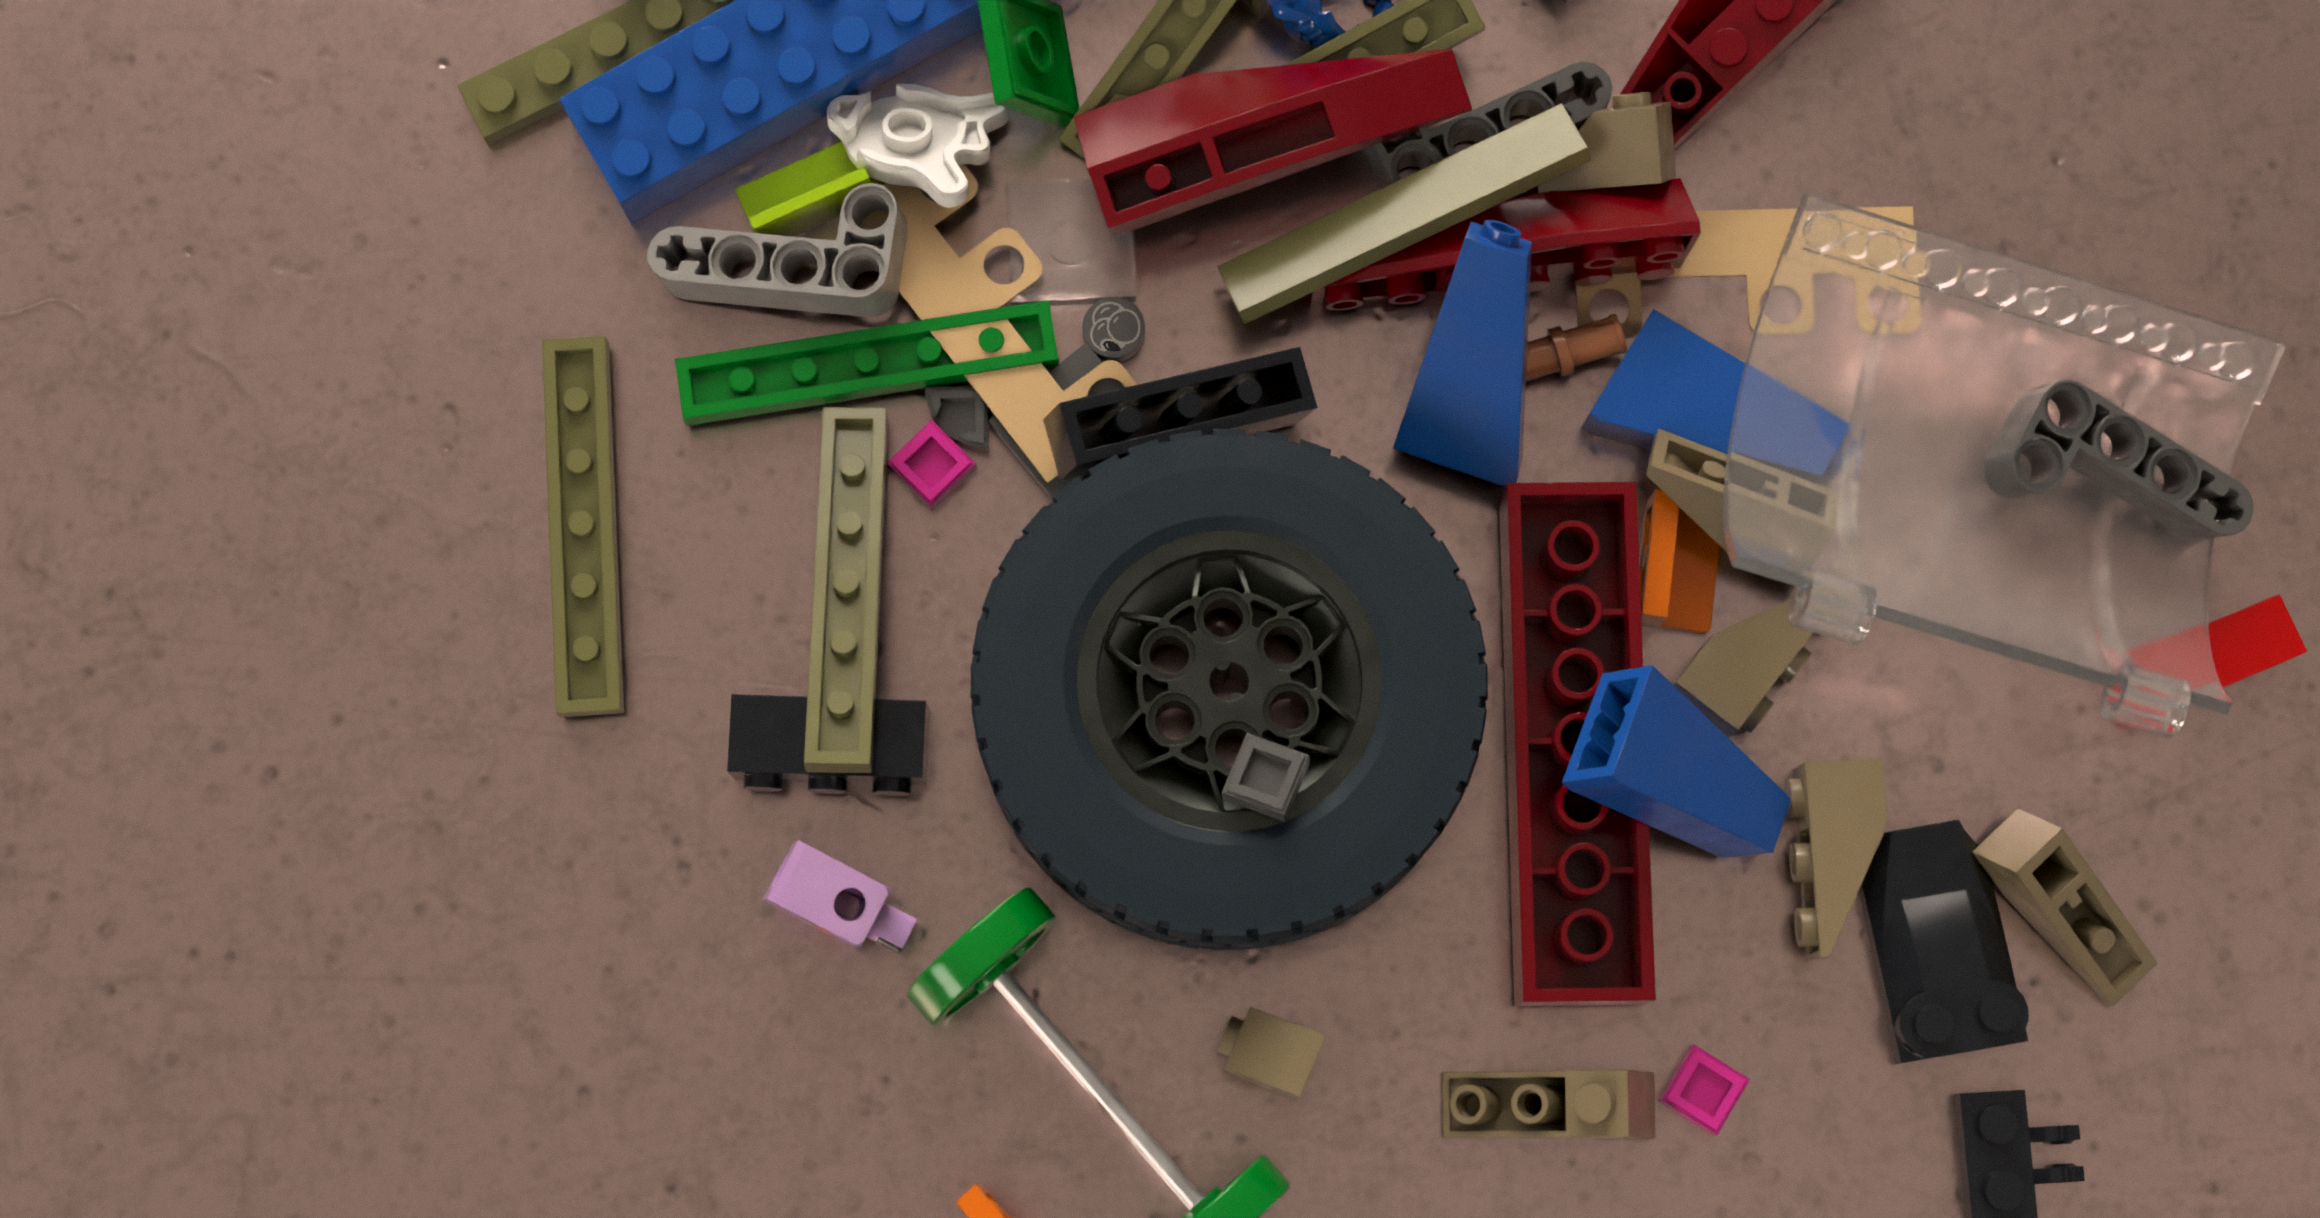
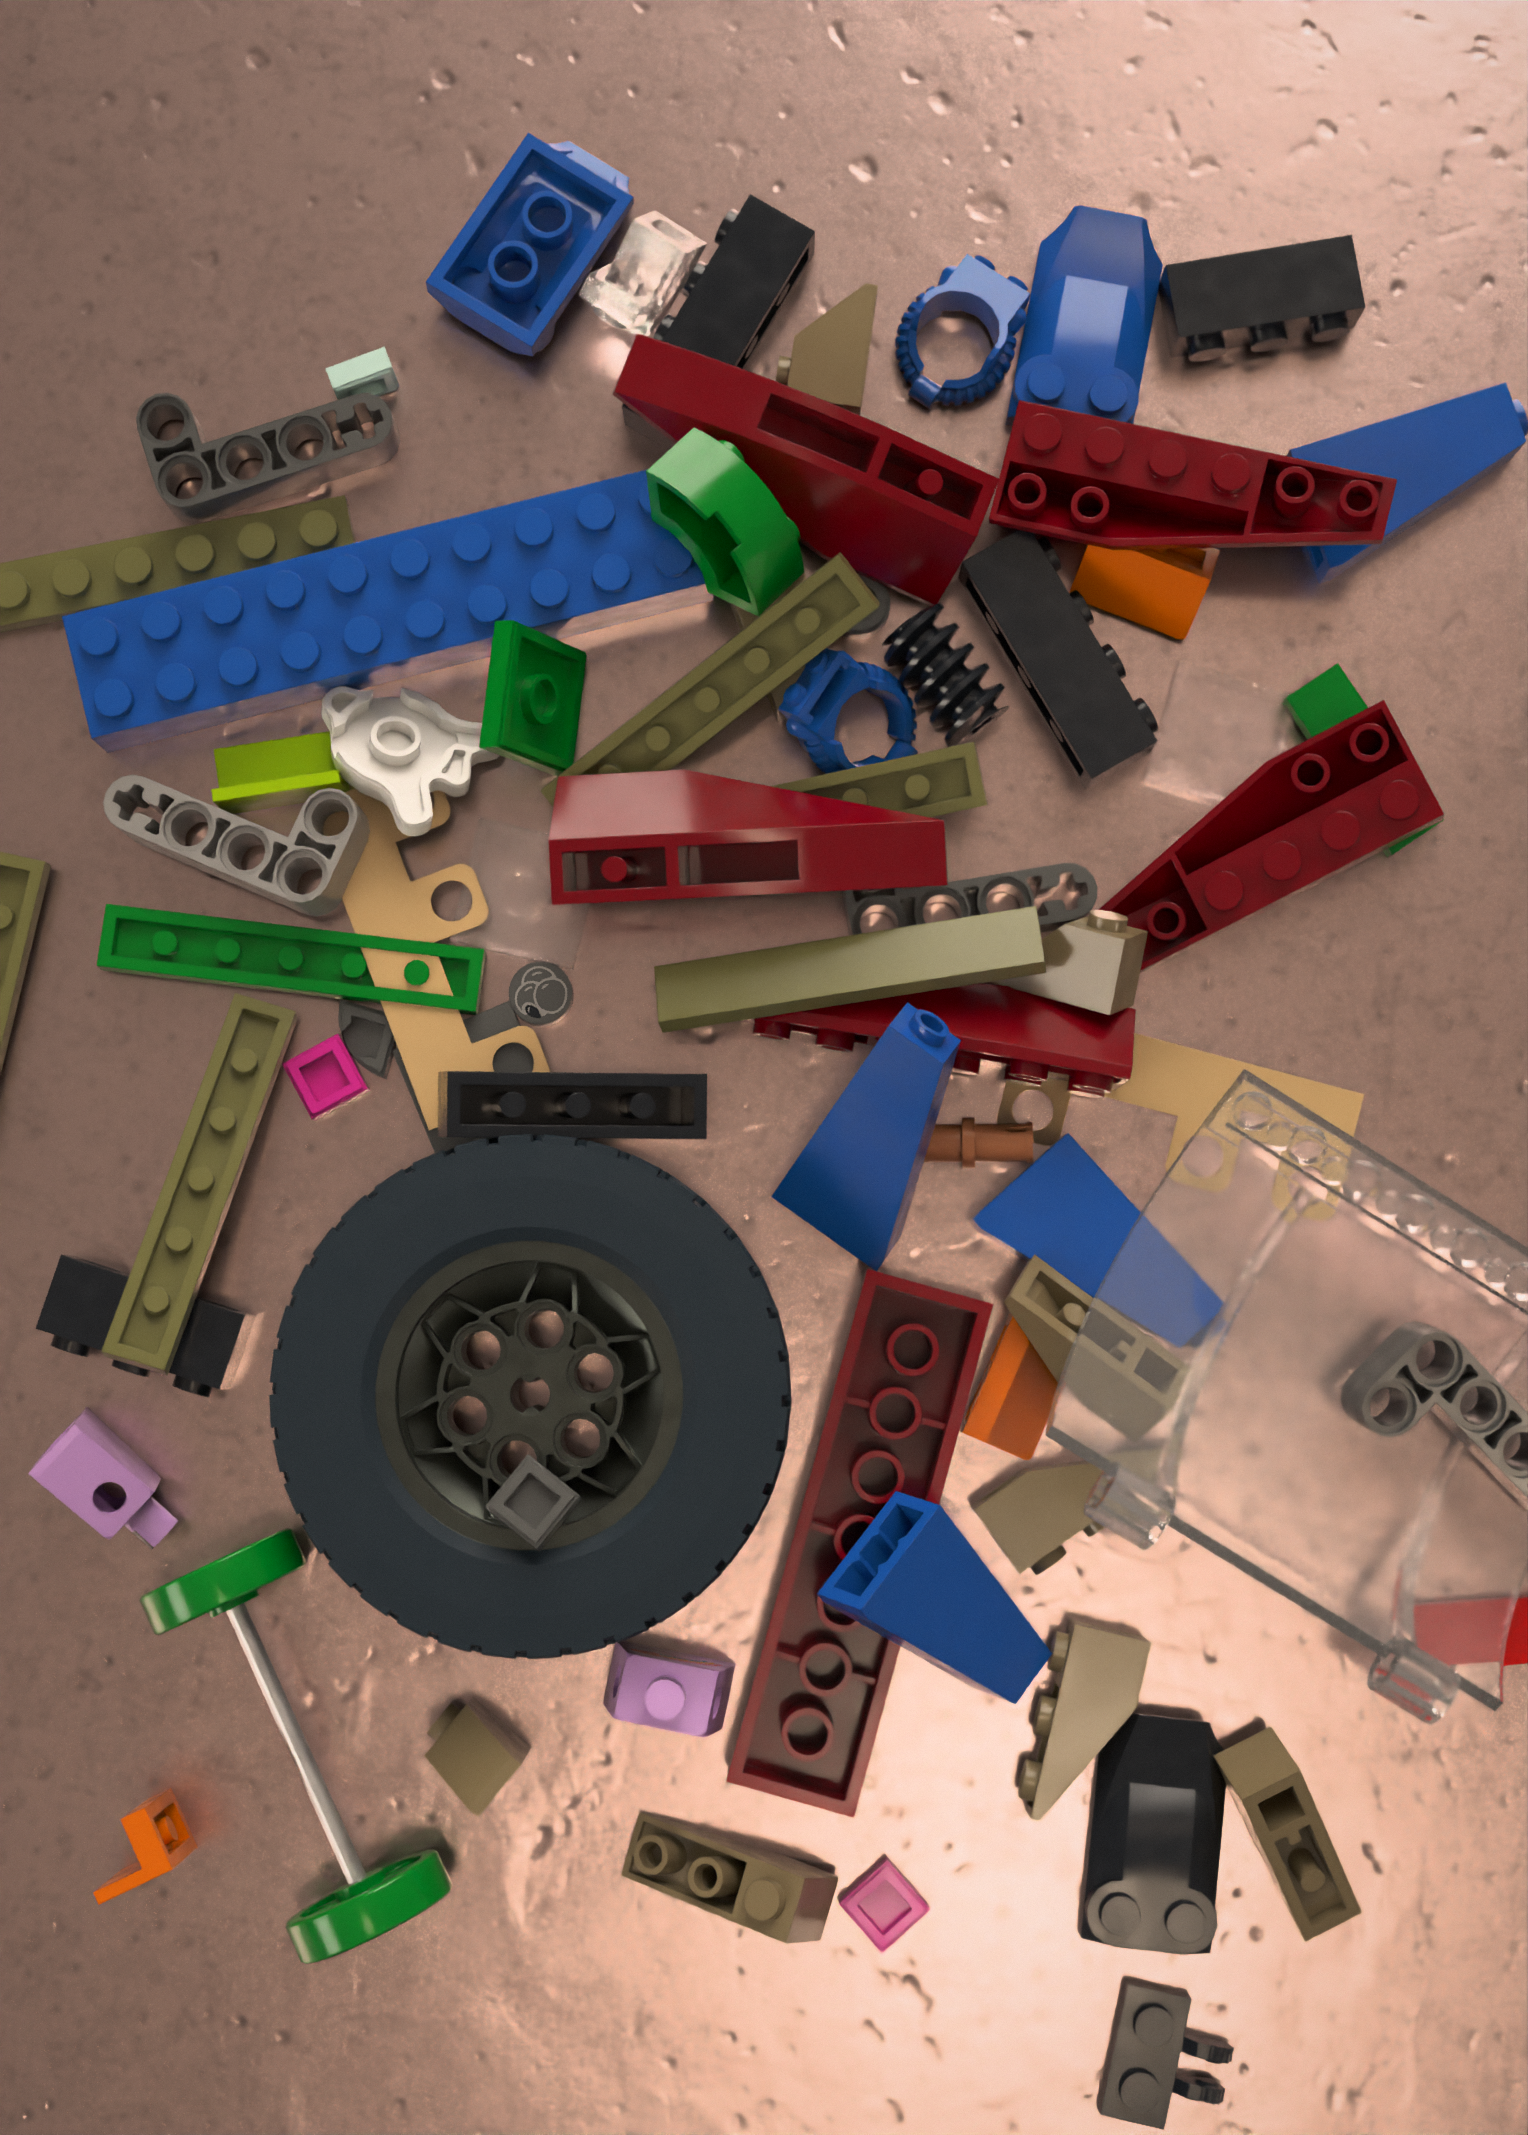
camera: 20 degrees right, 5 degrees up
(1433, 938) = (668, 1689): none -> lavender torso

